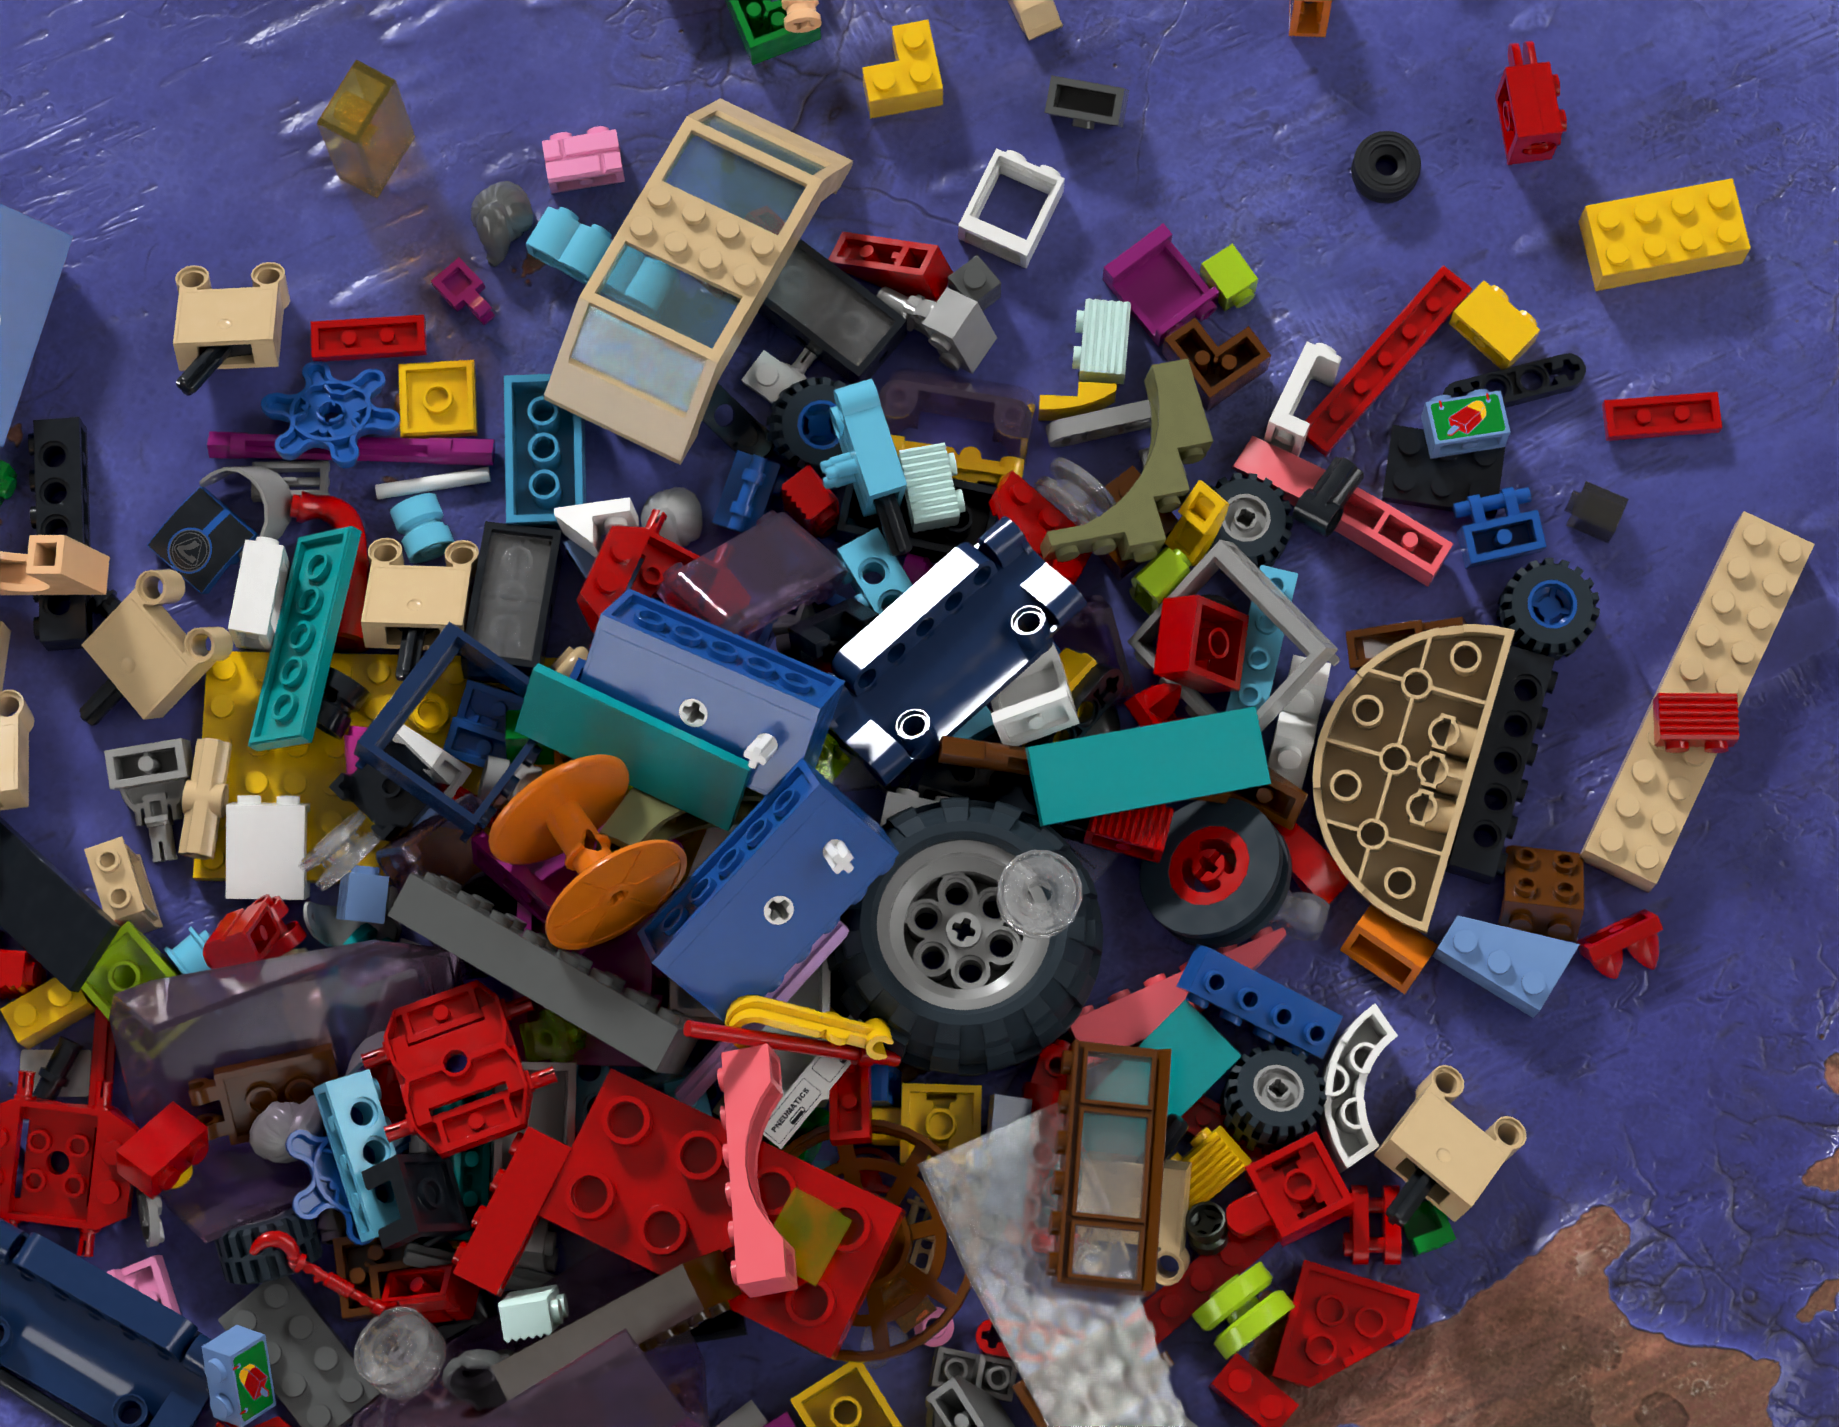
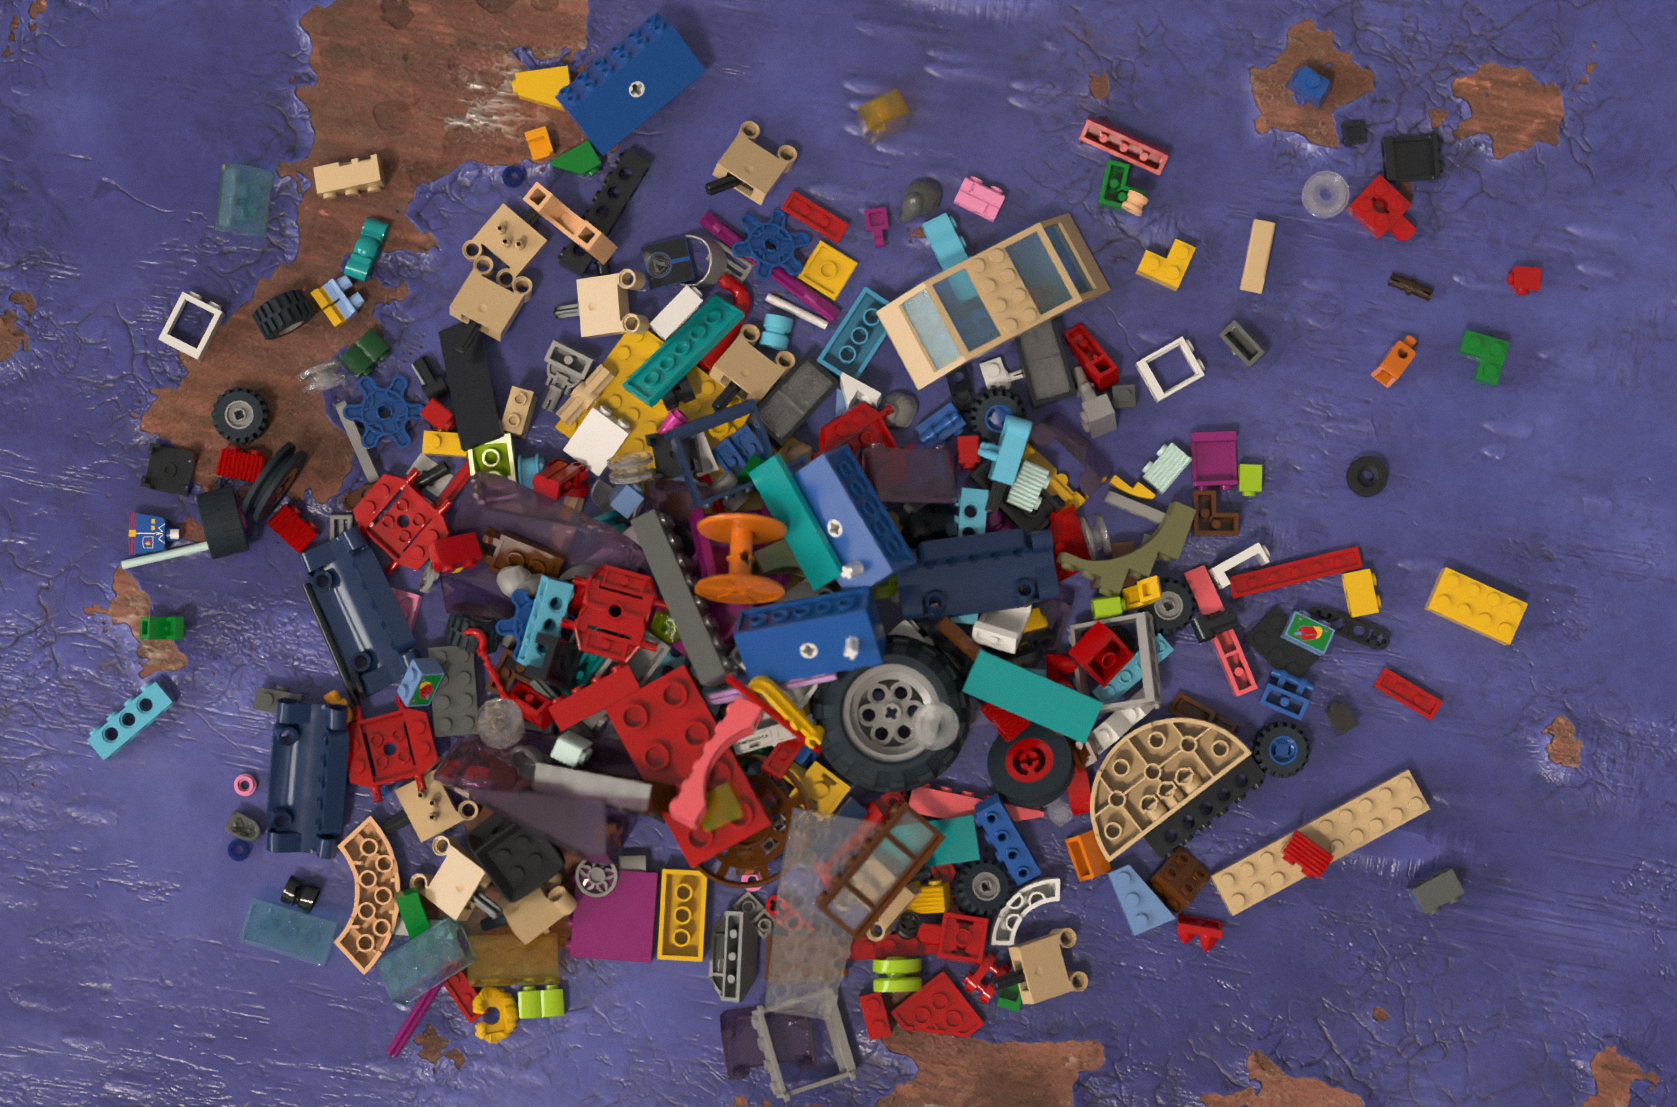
camera: 30 degrees right, 10 degrees up
(1529, 107) = (1457, 497): red brick -> none

